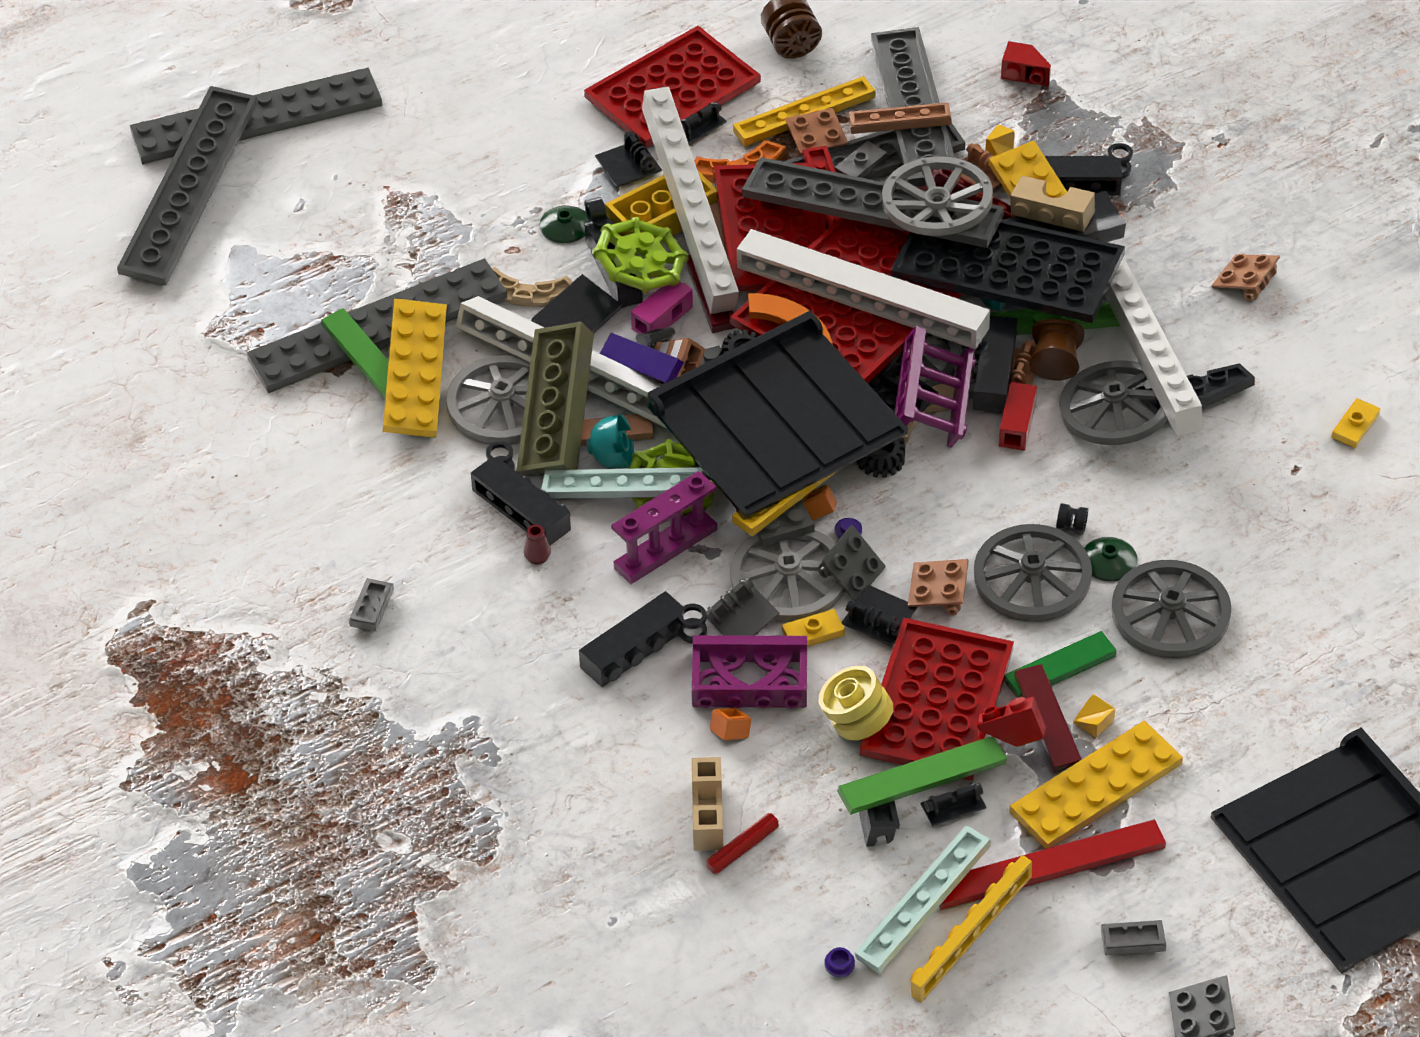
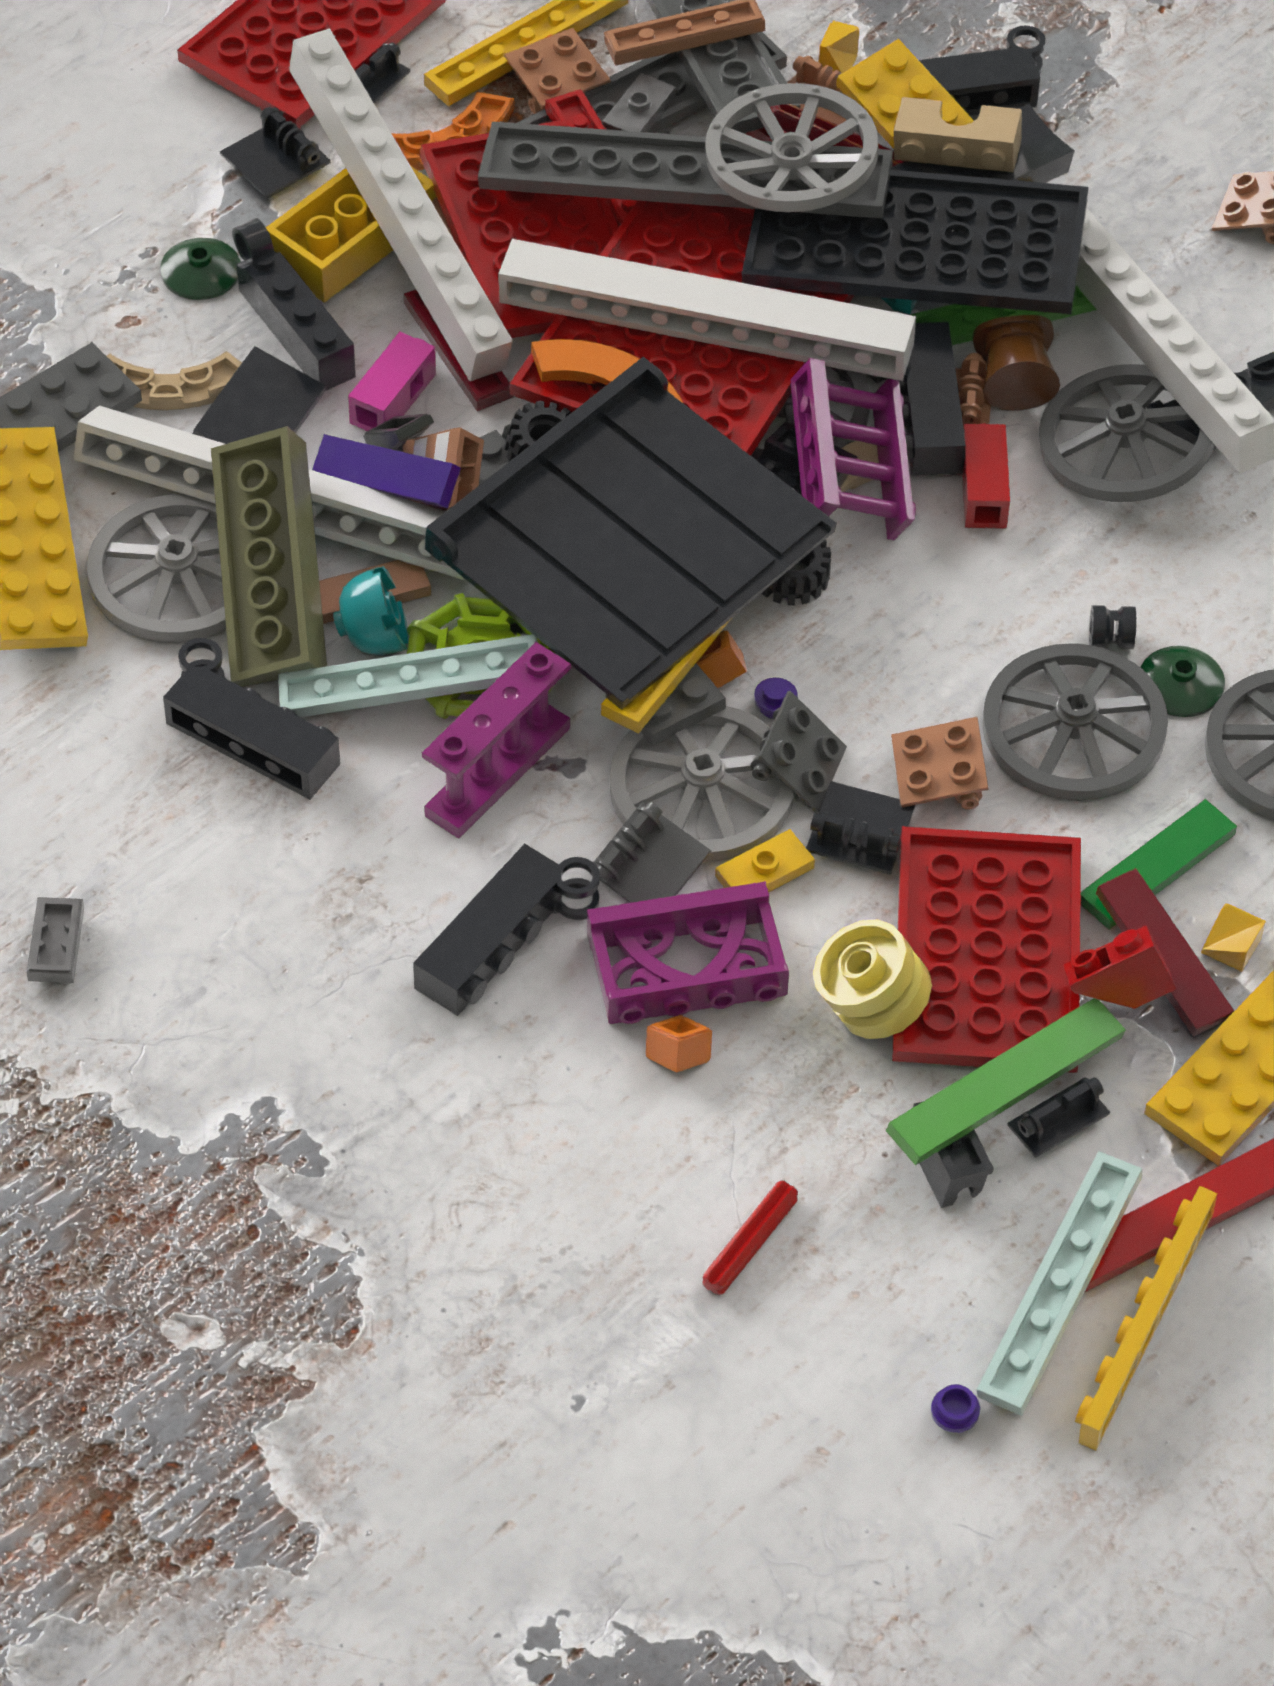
camera: 15 degrees left, 5 degrees up
(536, 545) = (297, 800): dark red cone -> none
(642, 244) = (319, 319): lime plate -> none
(707, 803) = (677, 1173): tan arch -> none

